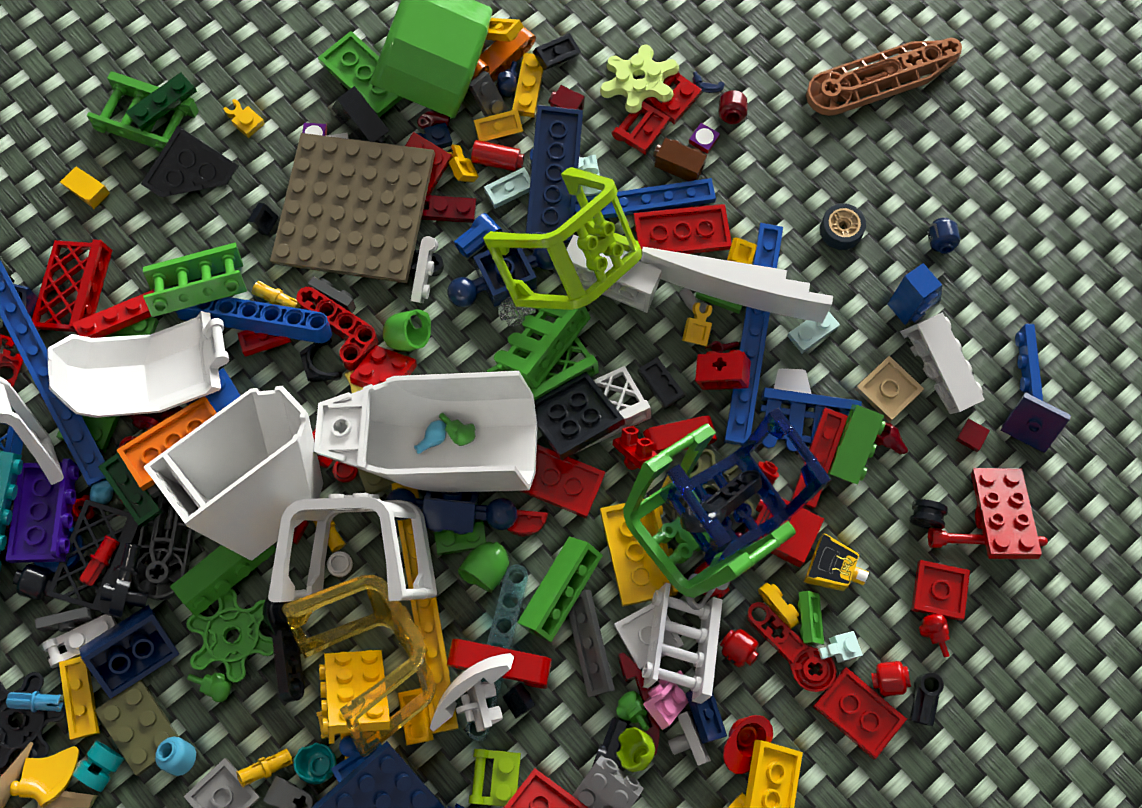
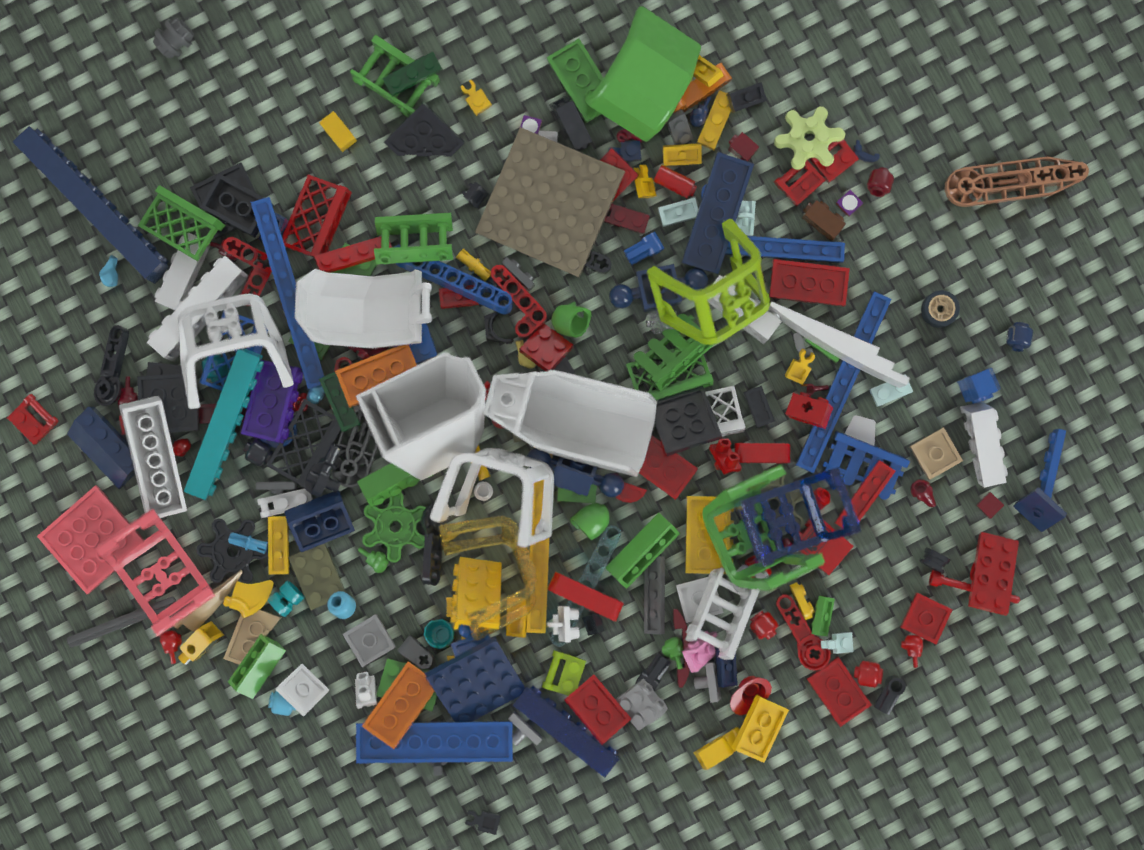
camera: 20 degrees right, 15 degrees up
(99, 561) = (308, 449): red axle -> none
(264, 767) = (402, 628): yellow pin -> none
(424, 269) = (595, 271): white plate -> none
(434, 435) = (574, 411): medium azure animal -> none
(458, 432) = (594, 416): bright green piece -> none
(490, 669) = (578, 603): white slope -> none
(636, 750) = (669, 682): lime hair -> none
(724, 501) = (780, 521): black beam -> none
(741, 251) = (850, 316): yellow plate -> none
(834, 565) = (851, 581): torso -> none
(856, 444) = (895, 494): bright green brick -> none

